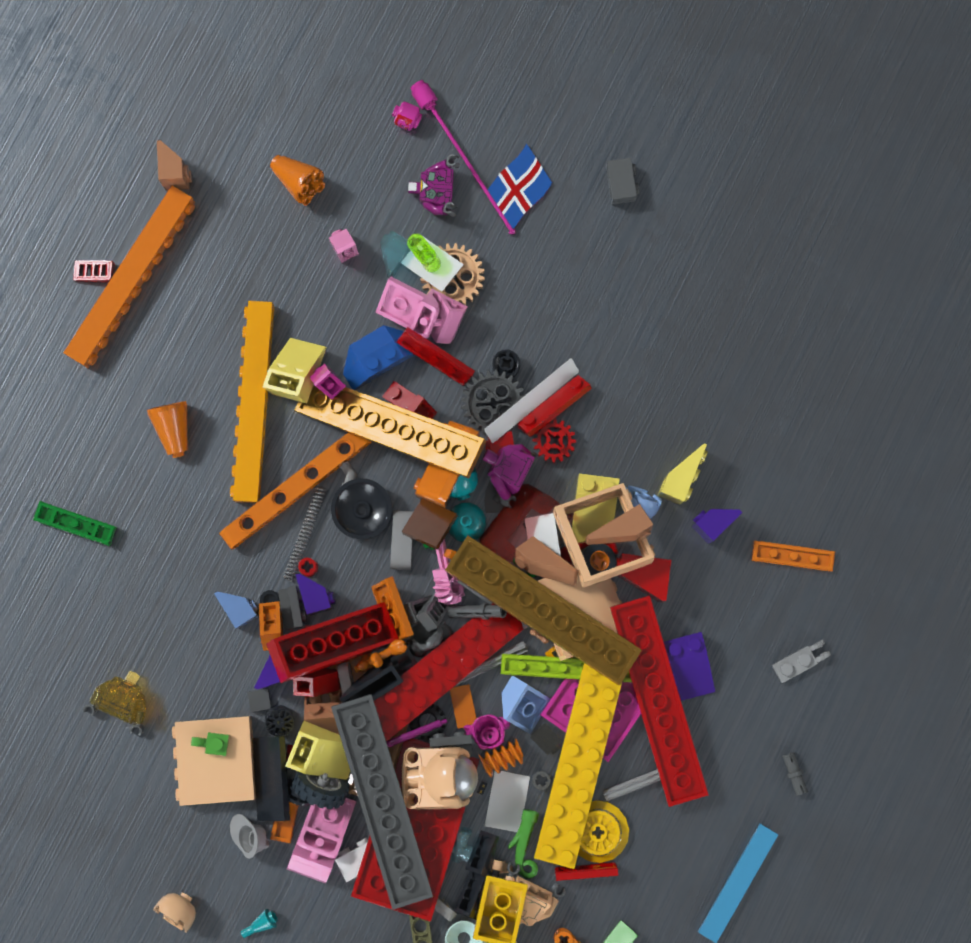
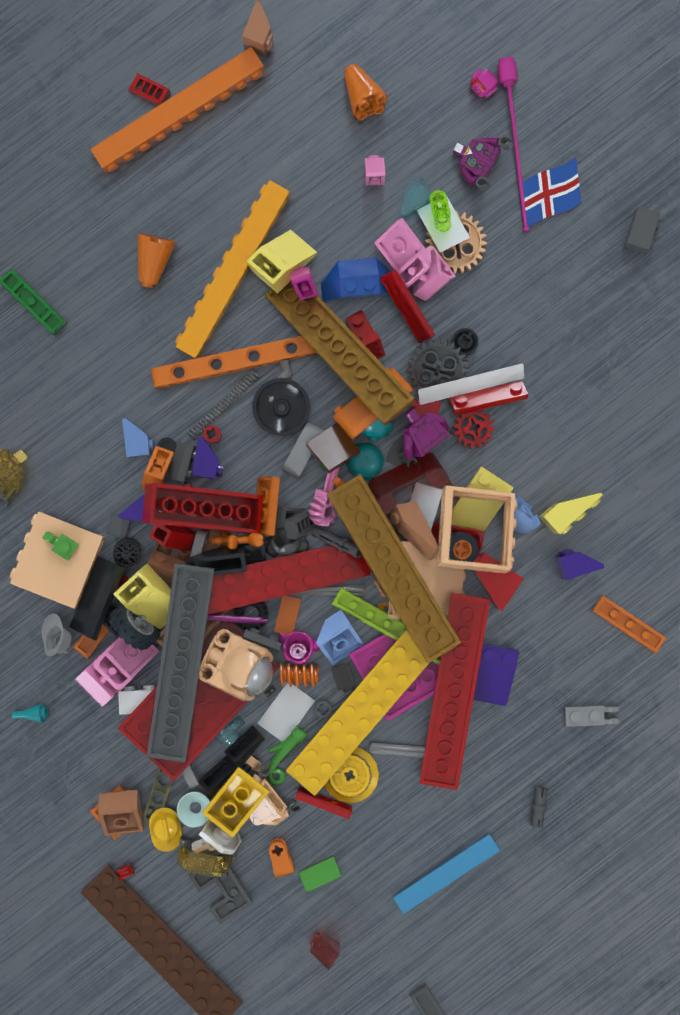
camera: 25 degrees right, 5 degrees up
(625, 528) = (498, 533): nougat slope -> none

